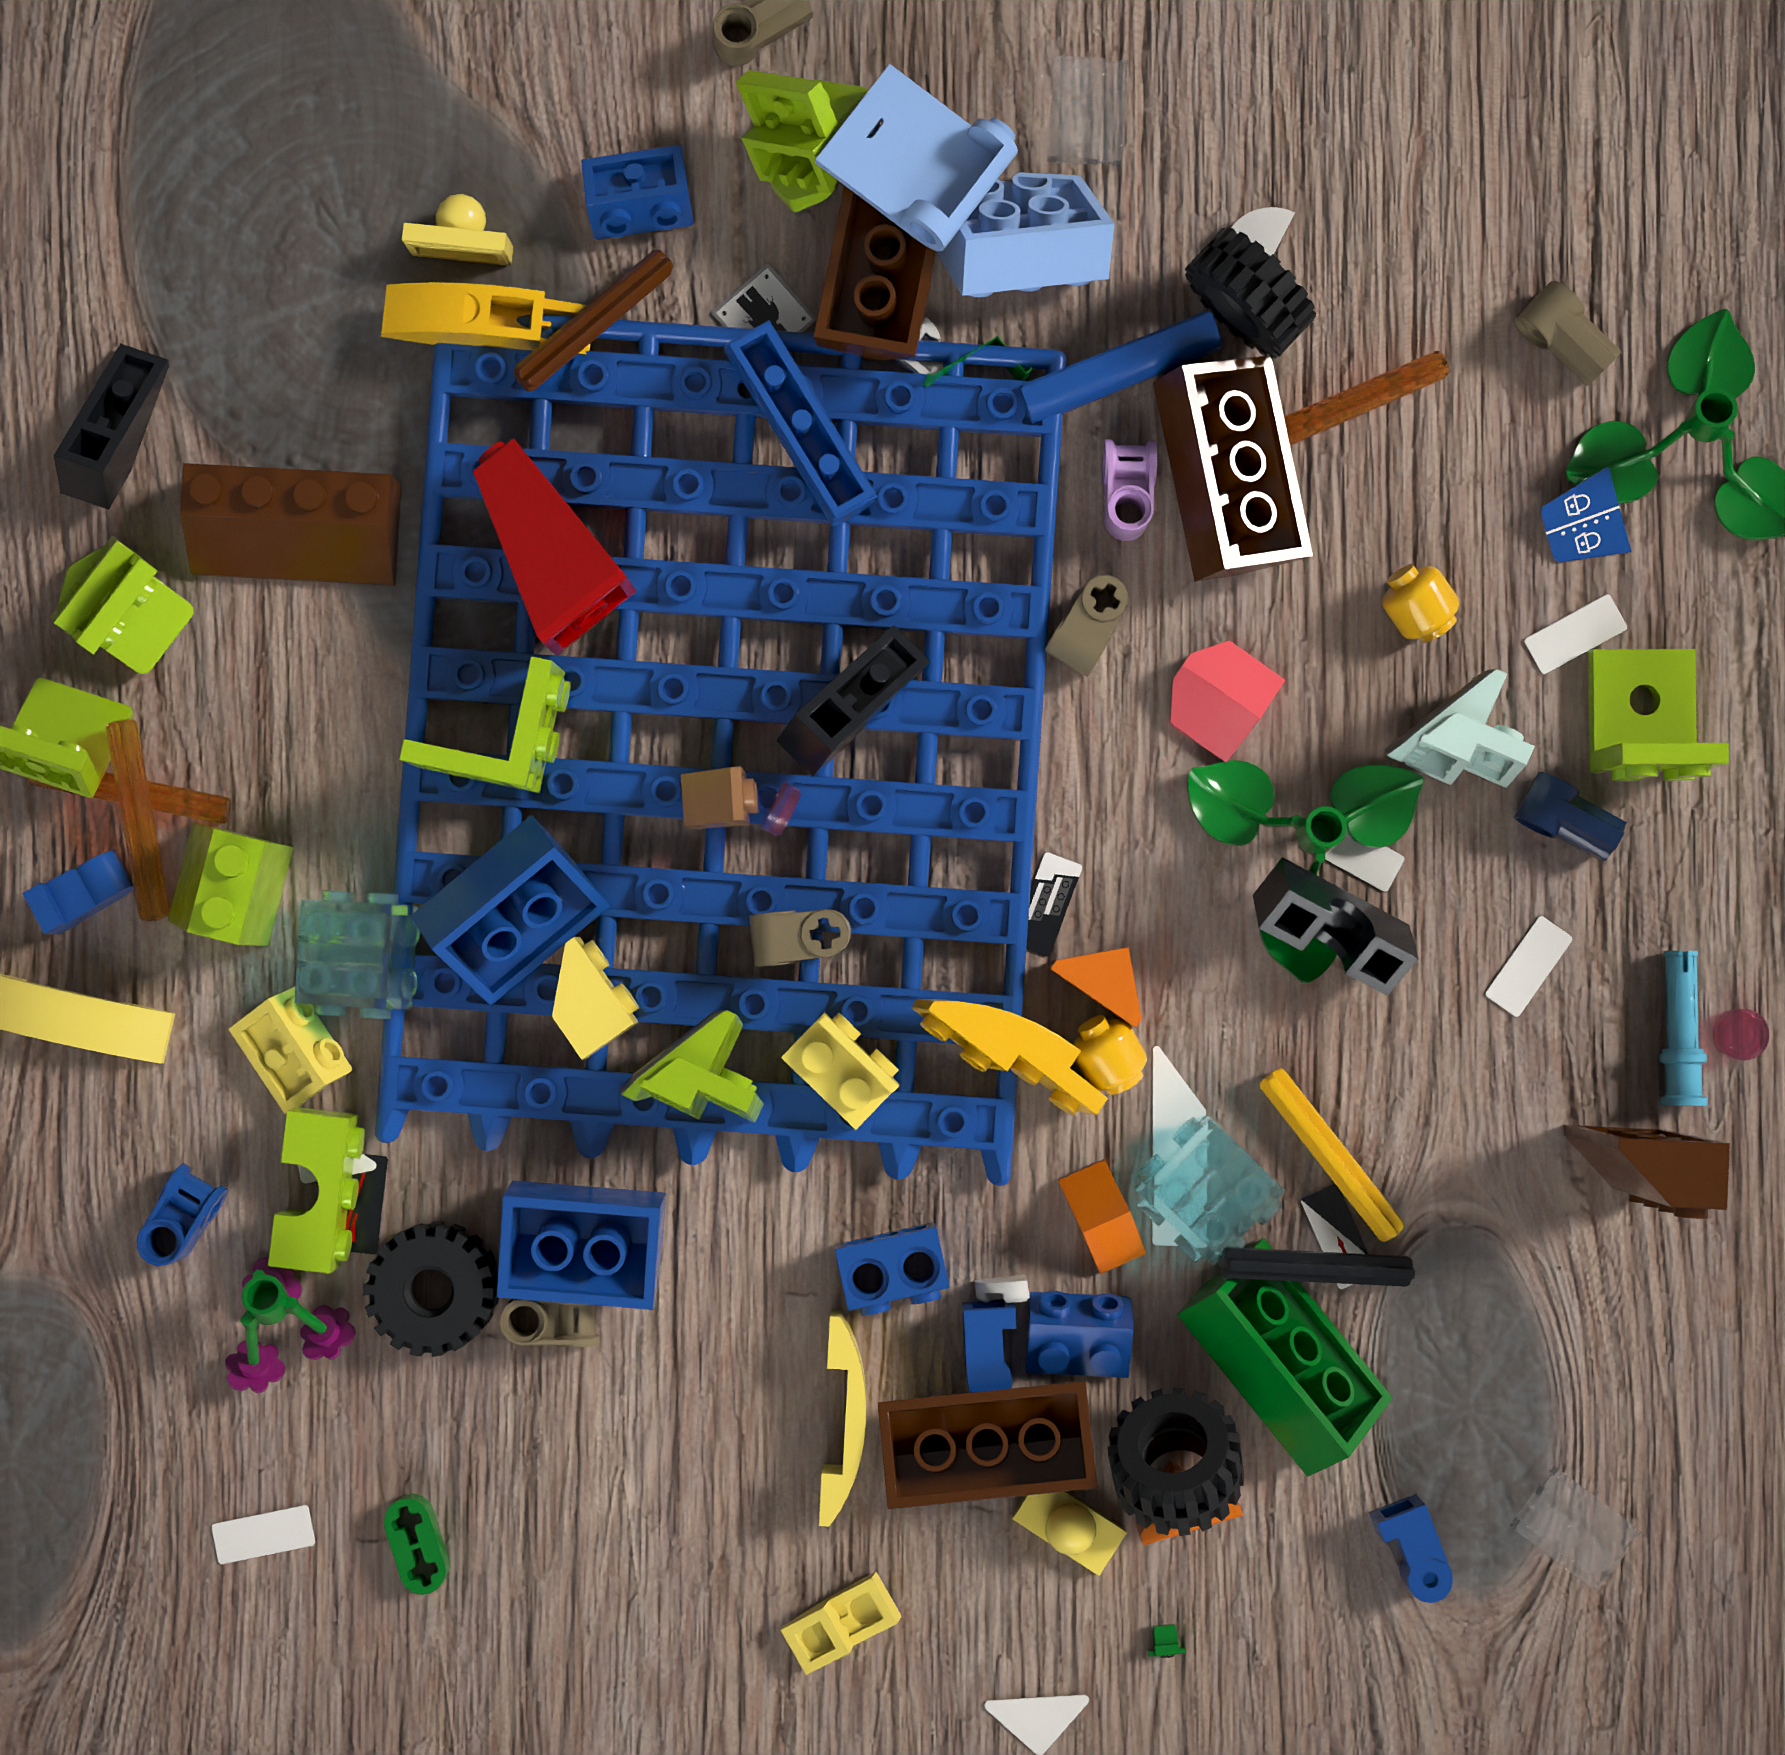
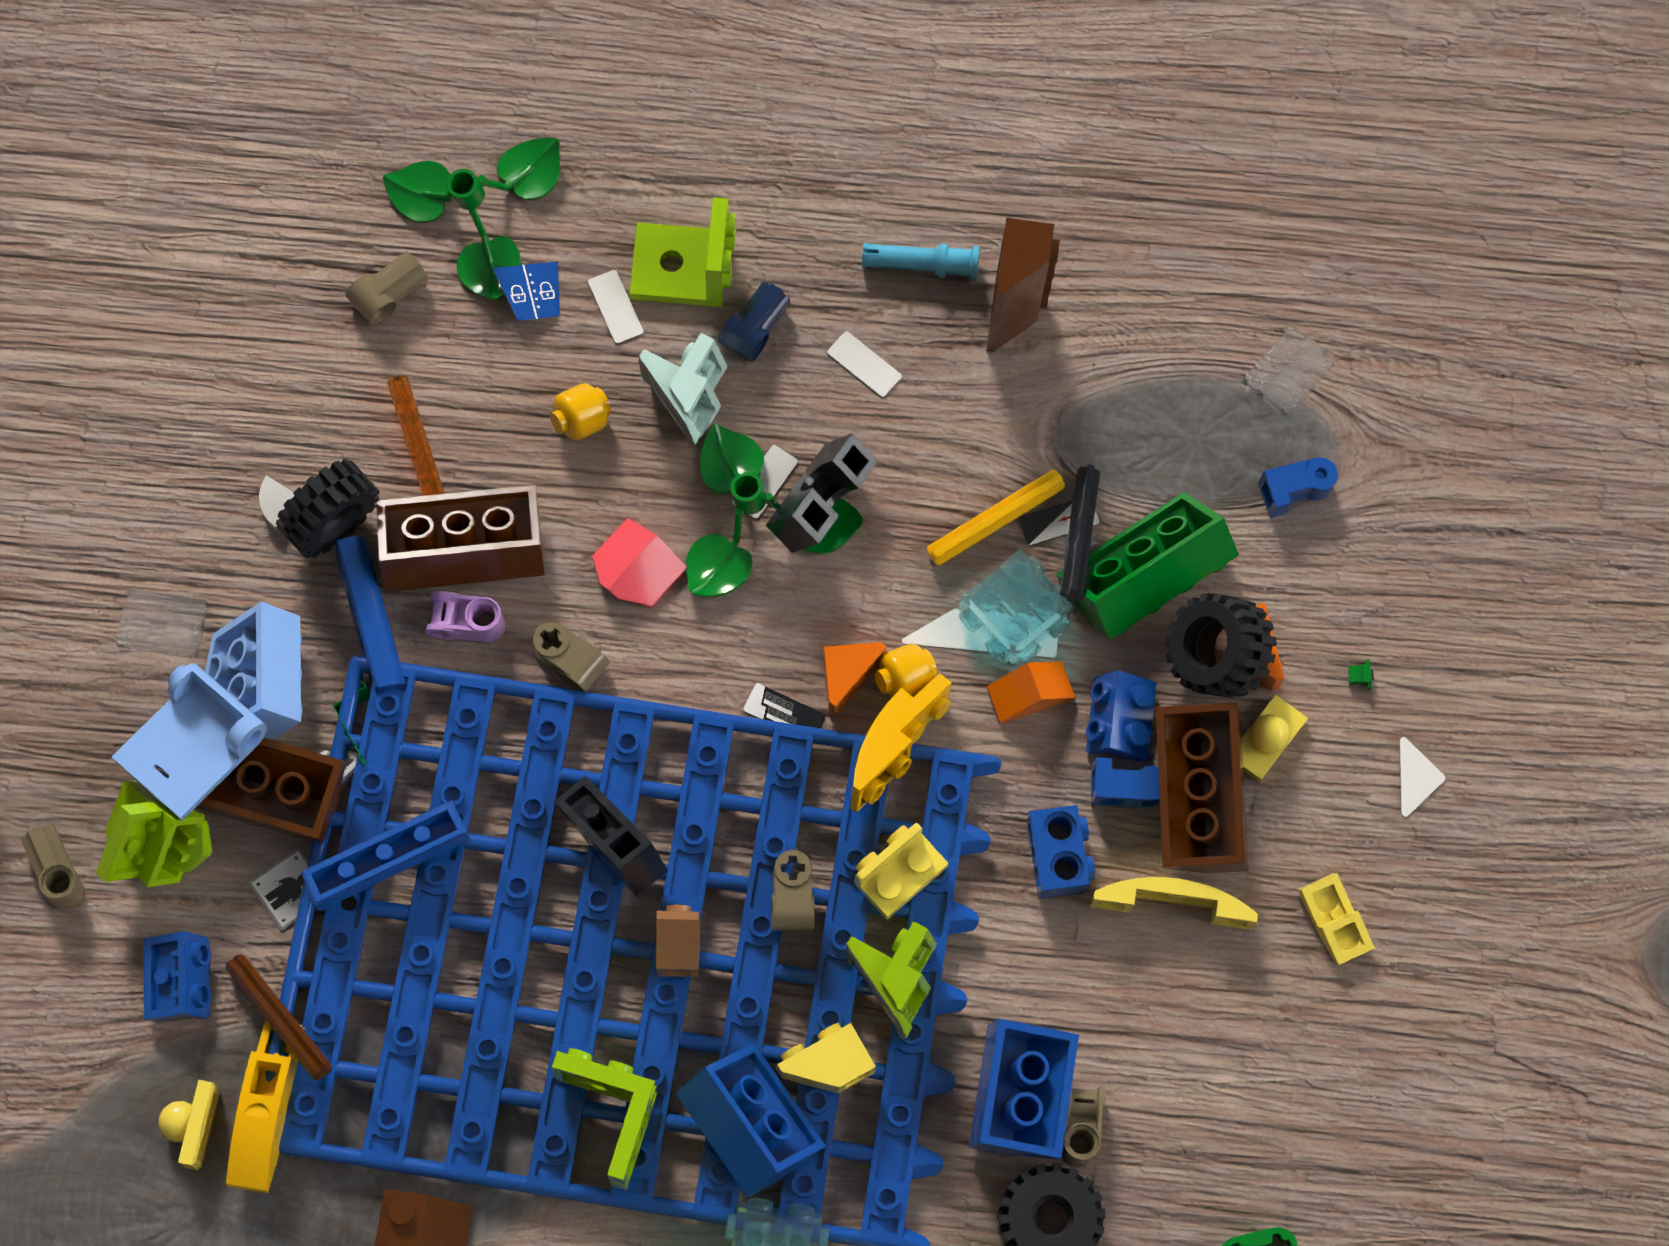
camera: 90 degrees left, 15 degrees down
(552, 555) = (462, 1058): red slope -> none
(781, 809) = (689, 894): tile -> none
(1008, 1288) = (1081, 771): white tile -> none
(1741, 1034) = (928, 219): clear pink tile -> none

